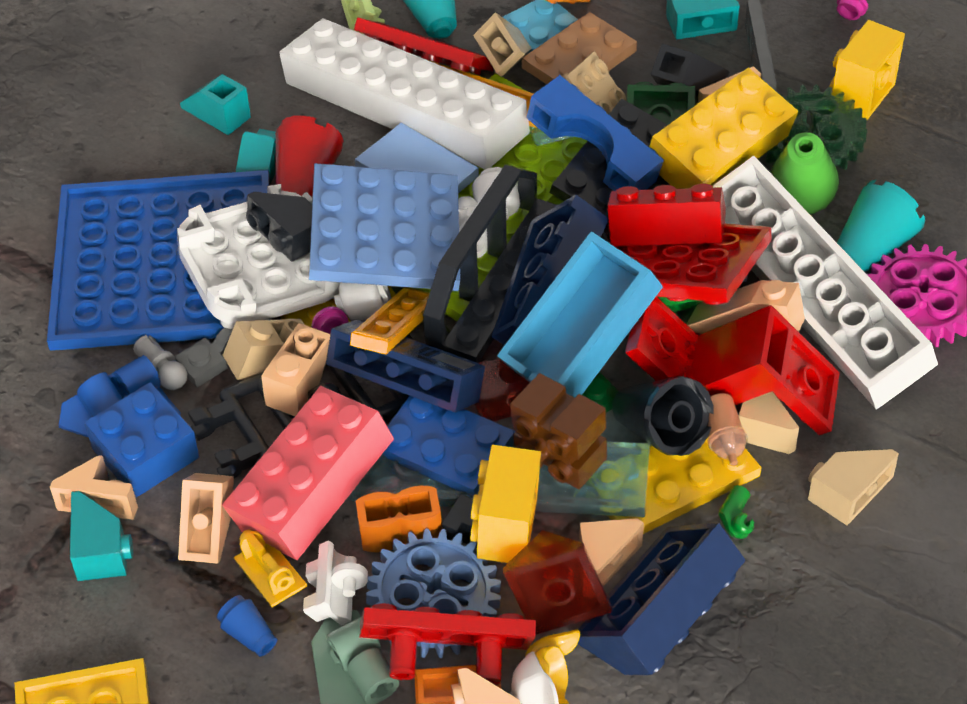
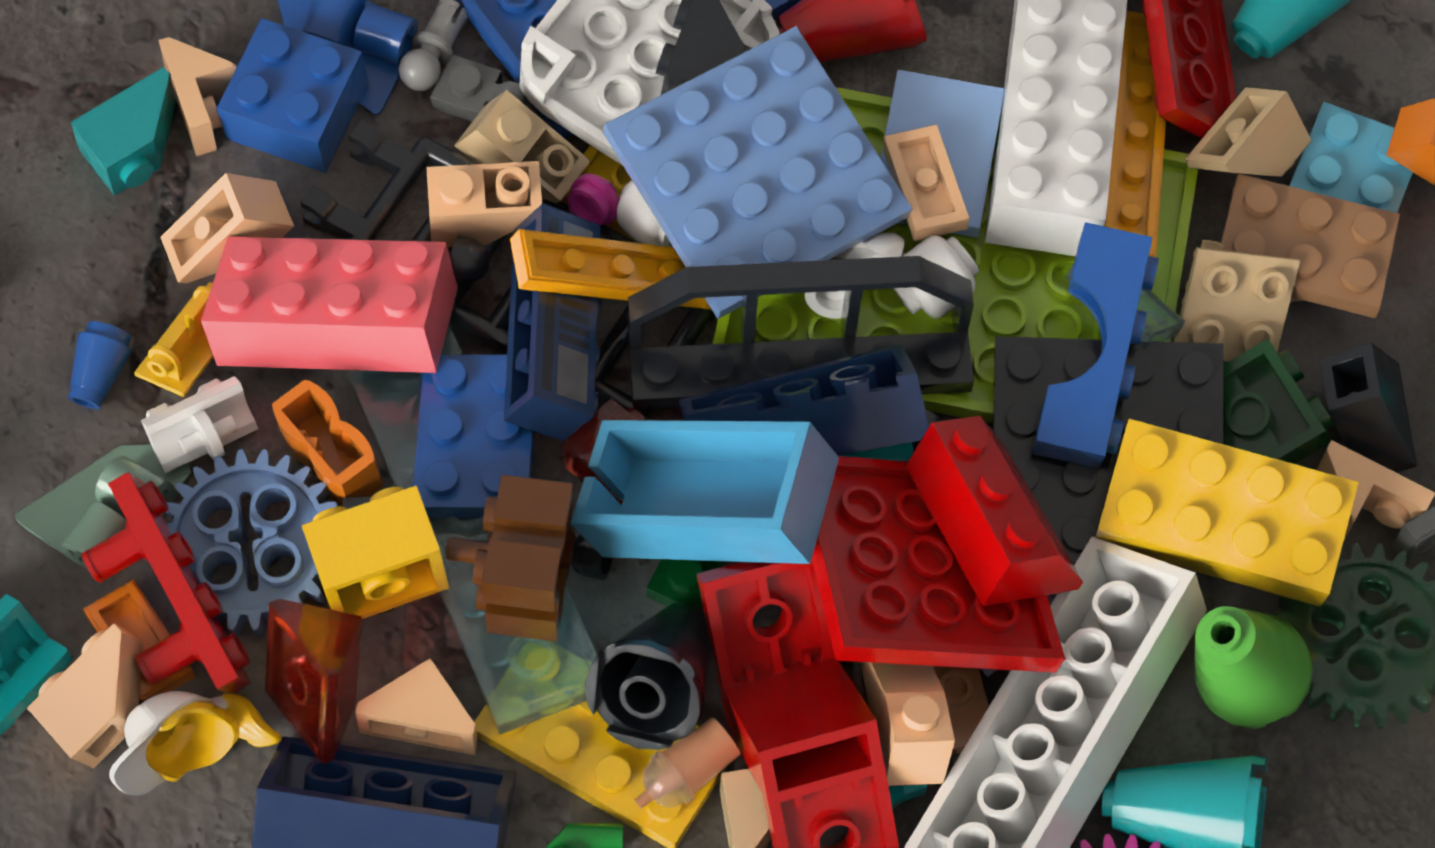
camera: 55 degrees right, 15 degrees up
(435, 162) = (927, 182): none -> light nougat plate

